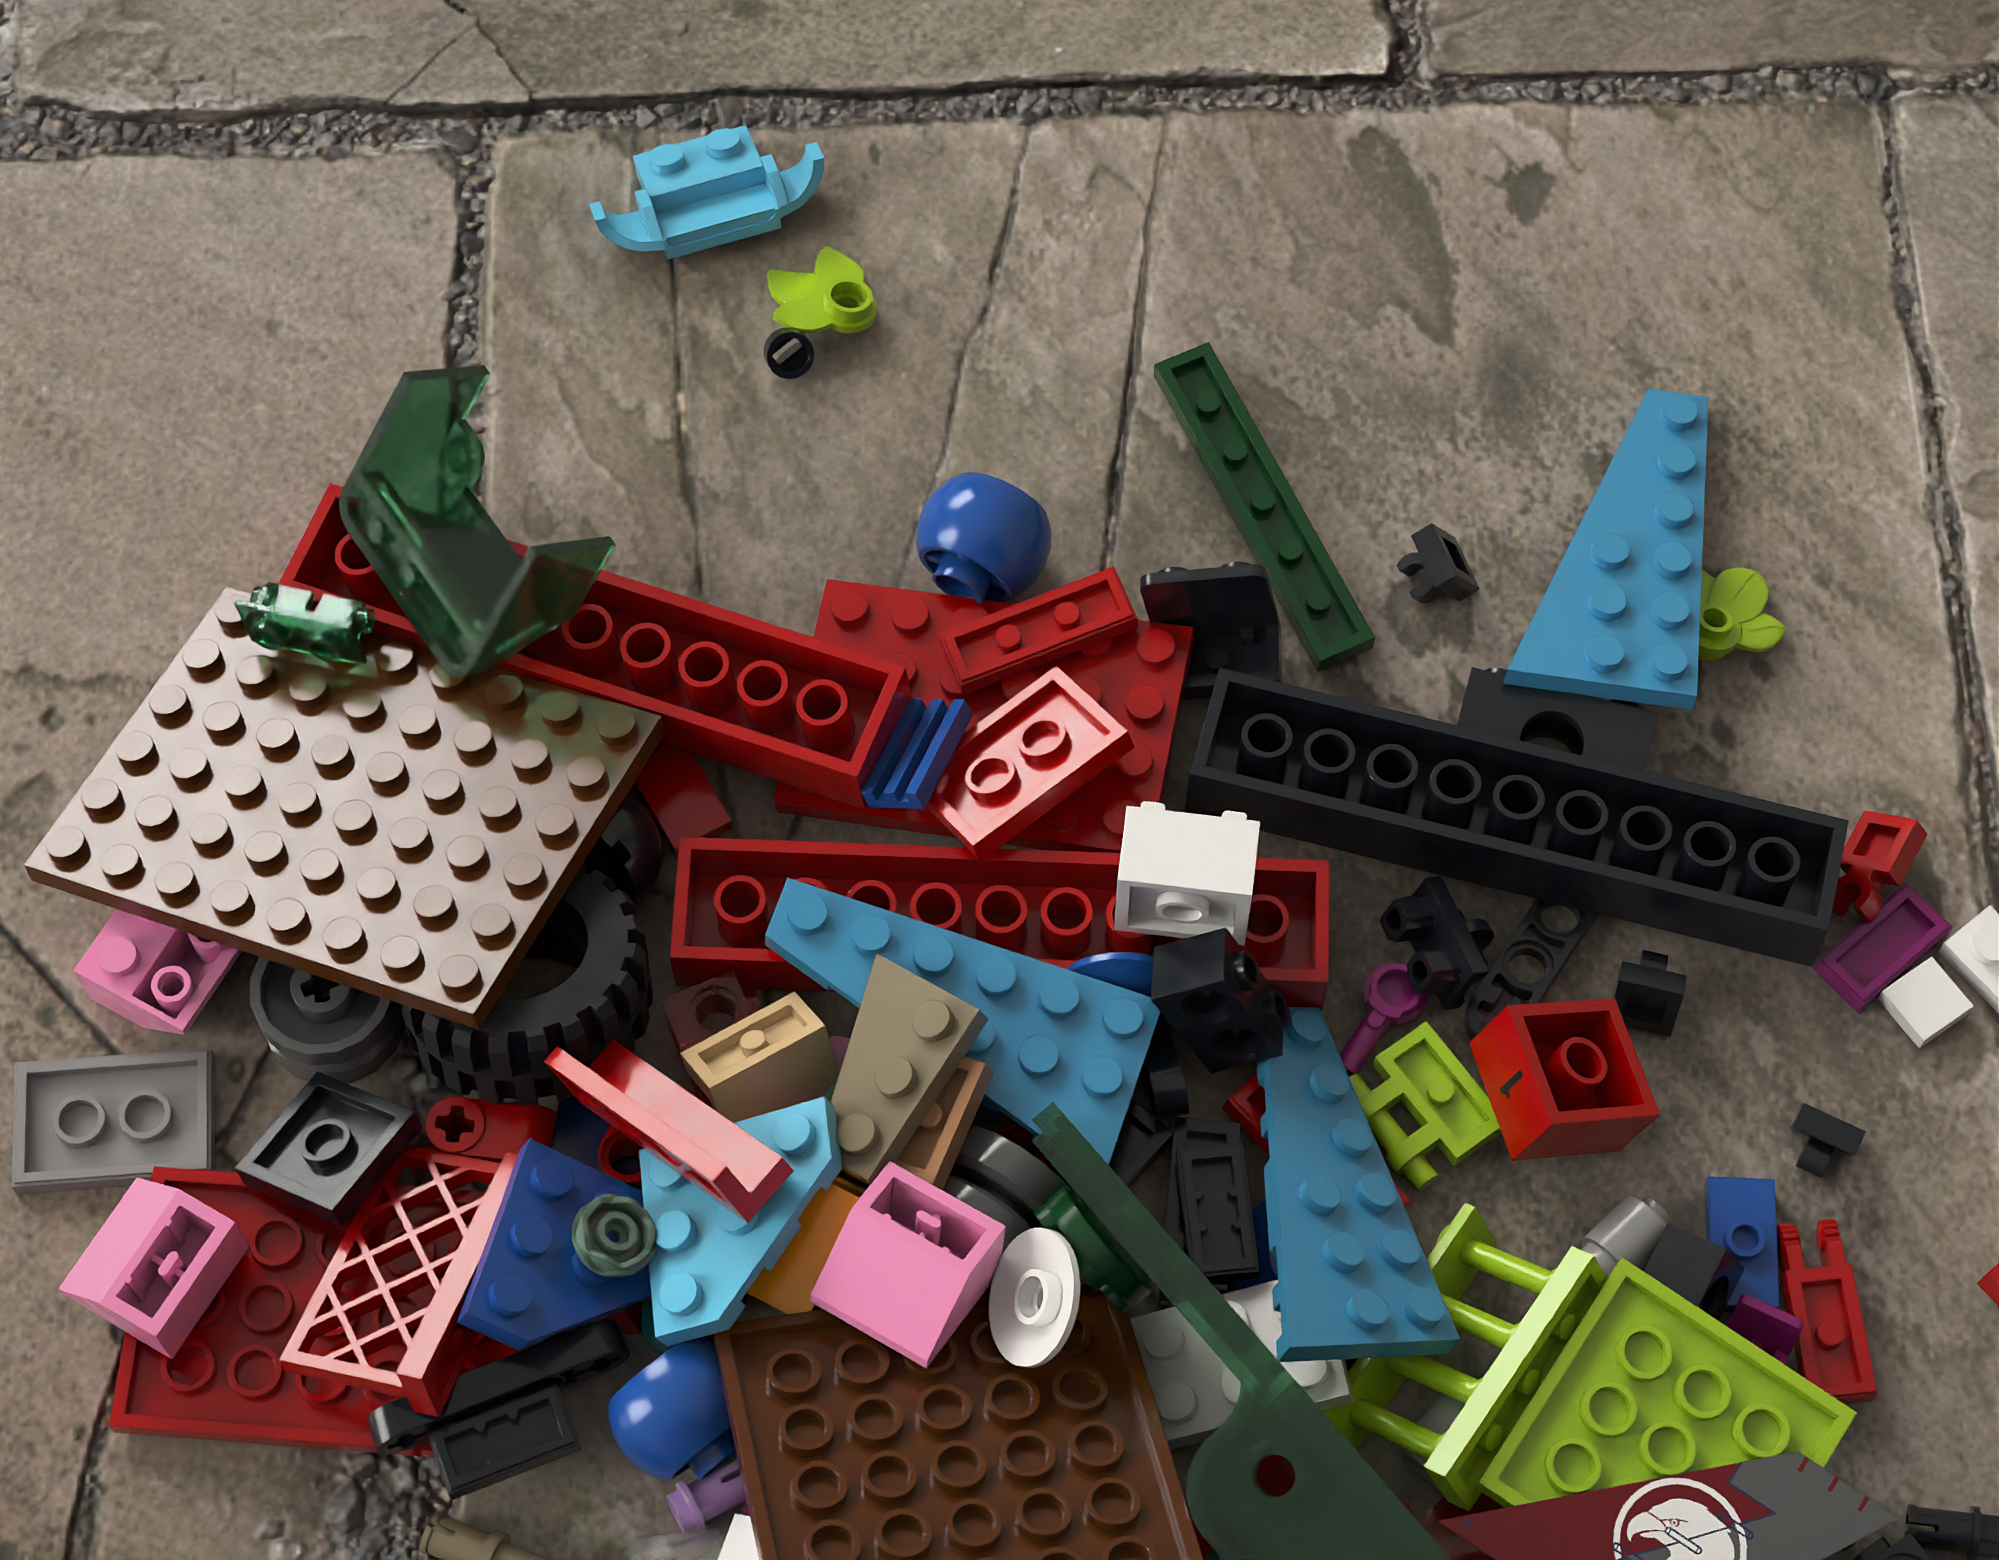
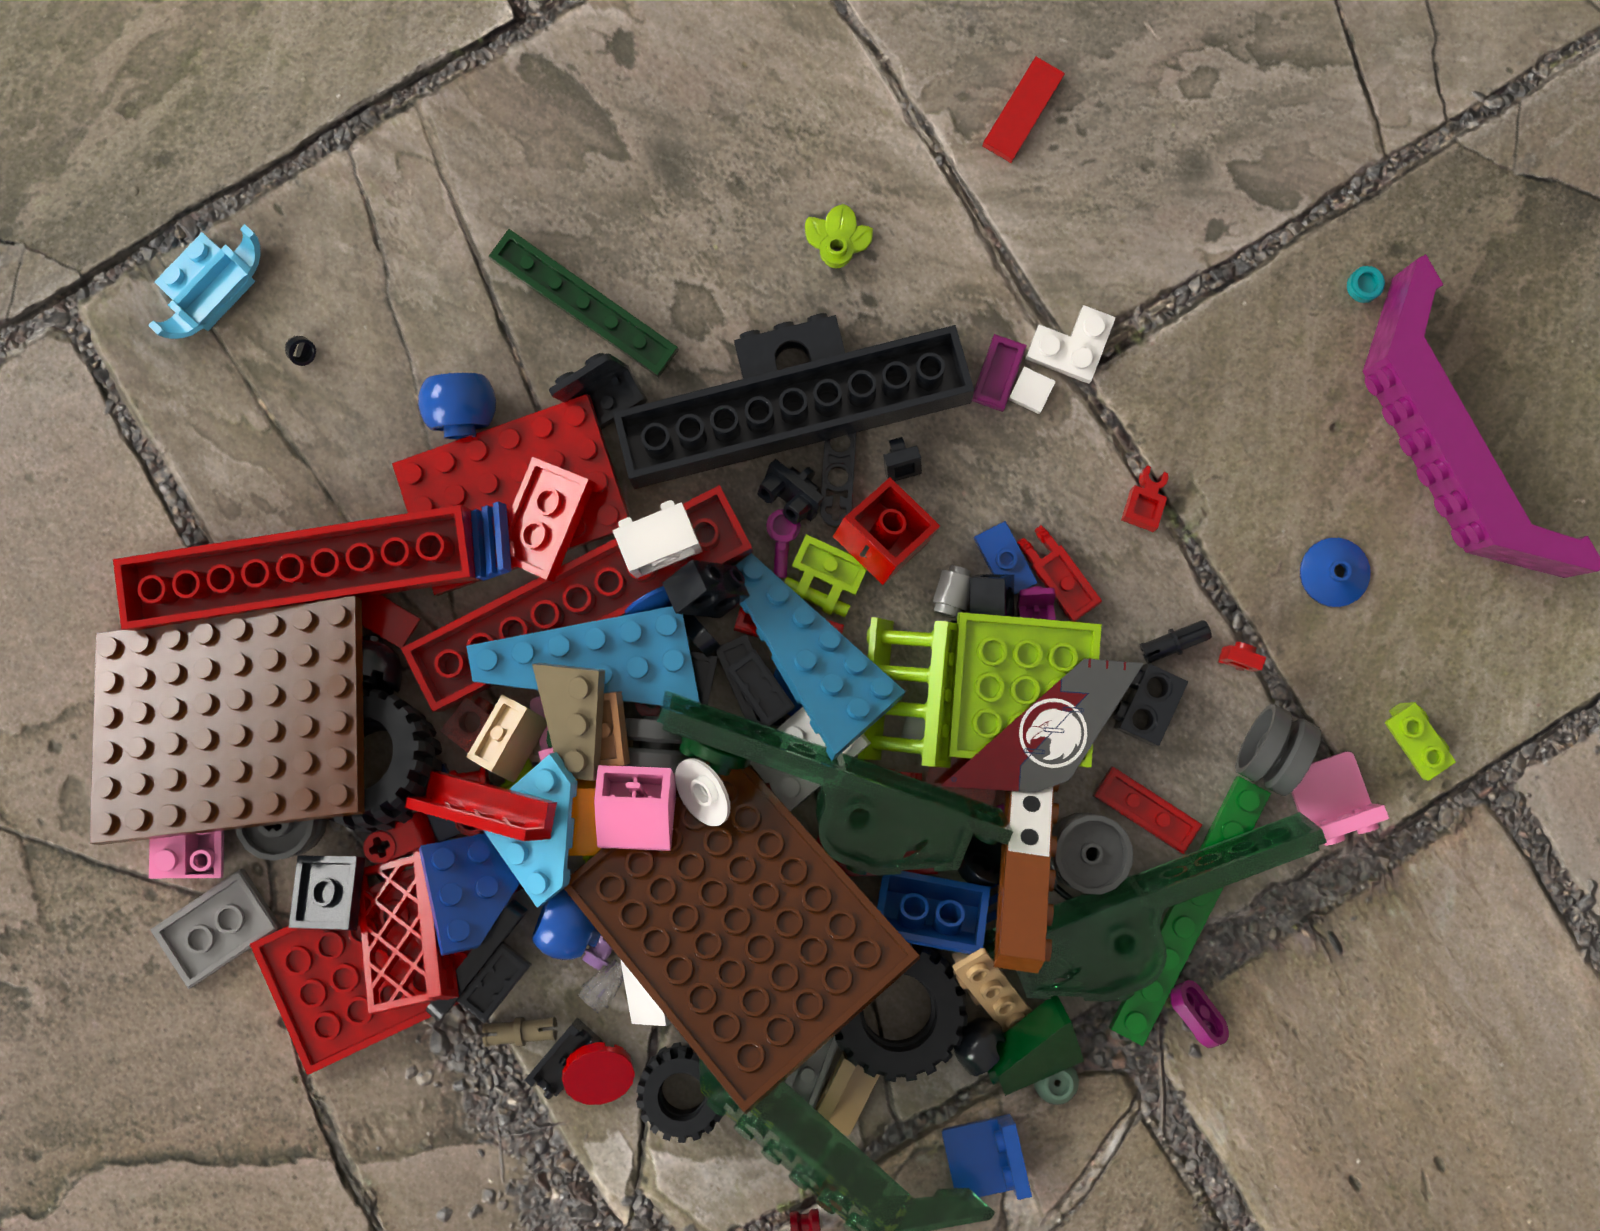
camera: 30 degrees left, 20 degrees up
(156, 1264) = (281, 997): bright pink slope -> none
(282, 619) = (134, 645): clear green hinge -> none
(436, 543) = (188, 566): clear green windscreen -> none
(626, 1221) = (489, 860): sand green plate -> none
(825, 299) = (296, 309): lime plate -> none
(1038, 630) = (512, 439): red tile -> none
(1444, 566) = (690, 287): black tile -> none
(1629, 586) = (787, 254): dark azure wing -> none
(1824, 1135) = (1018, 486): black tile -> none
(1876, 855) = (975, 328): red plate -> none

